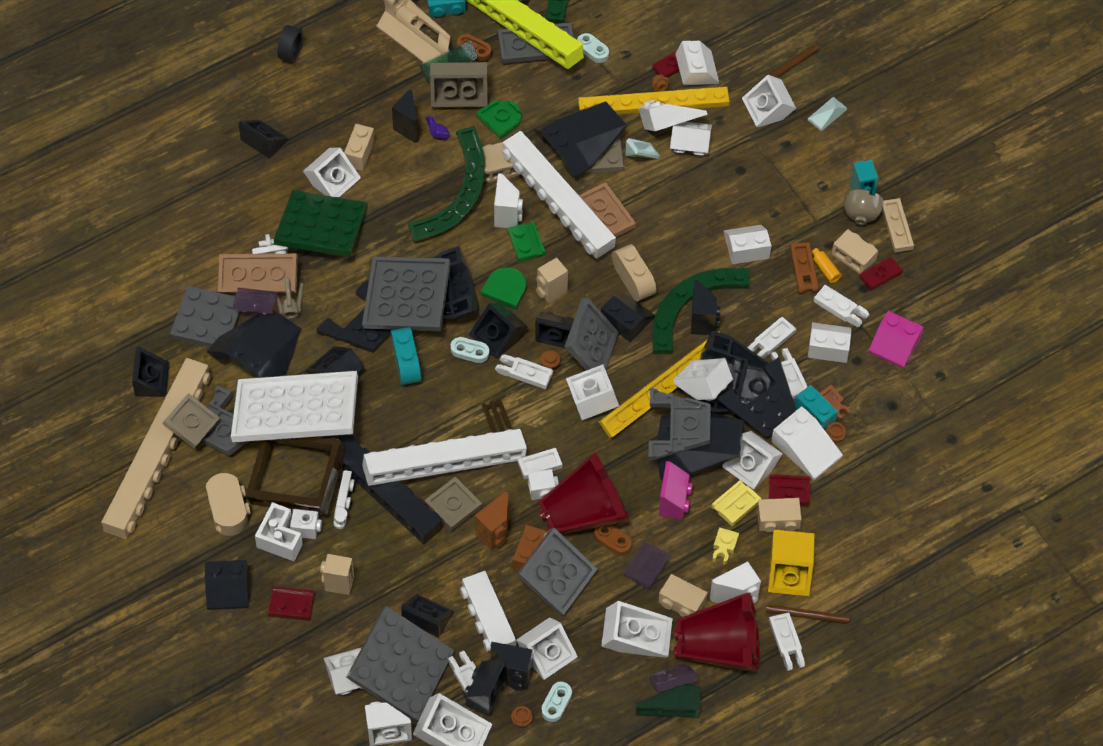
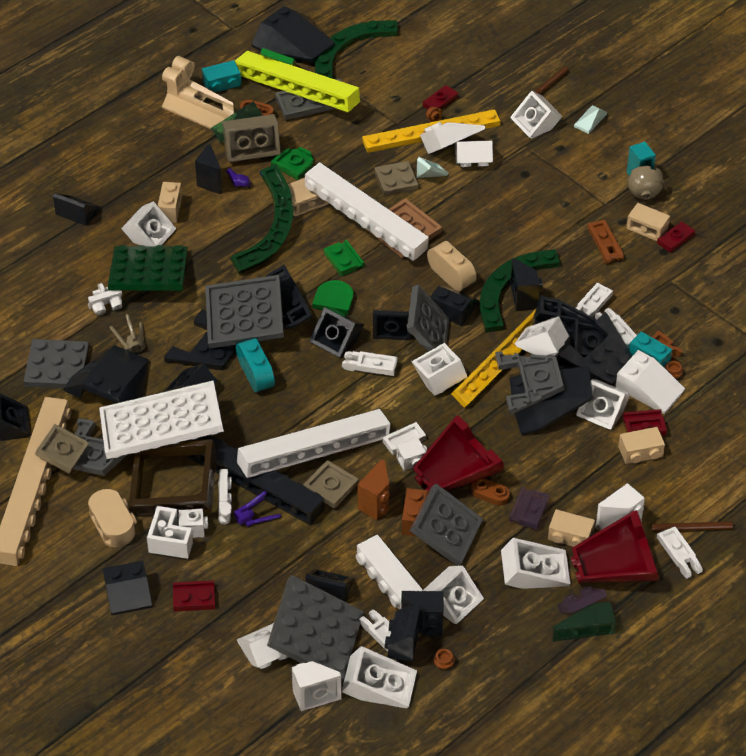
camera: 10 degrees left, 10 degrees down
(254, 300) = (100, 340): clear purple plate -> none
(257, 272) = (97, 317): medium nougat plate -> none
(290, 43) = (86, 127): black tyre -> none
(337, 574) = (234, 560): tan brick -> none
(360, 523) = (244, 514): none -> dark purple plant
(470, 351) = (314, 352): light aqua plate -> none
(492, 405) = (349, 396): dark brown tile -> none
(507, 204) = (320, 226): white slope -> none
(550, 359) = (391, 349): dark orange plate -> none
(552, 280) = (378, 282): tan brick -> none
(556, 703) = (473, 641): light aqua plate -> none
(582, 135) = (375, 164): black wedge -> none
(591, 47) = (369, 98): light aqua plate -> none
(674, 492) = (539, 441): dark pink slope -> none
(696, 64) = (462, 94): white slope -> none
(724, 543) = (597, 479): light yellow plate -> none
(736, 503) = (598, 442): light yellow plate -> none
(748, 244) = (549, 230): white slope -> none
(791, 562) = (665, 484): yellow slope -> none
(826, 266) = (625, 237): light orange cylinder -> none
(829, 342) = (646, 299): white slope -> none
(840, 306) = (647, 268): white hinge -> none
(896, 339) = (706, 285): dark pink slope -> none
(897, 225) = (680, 196): tan plate -> none

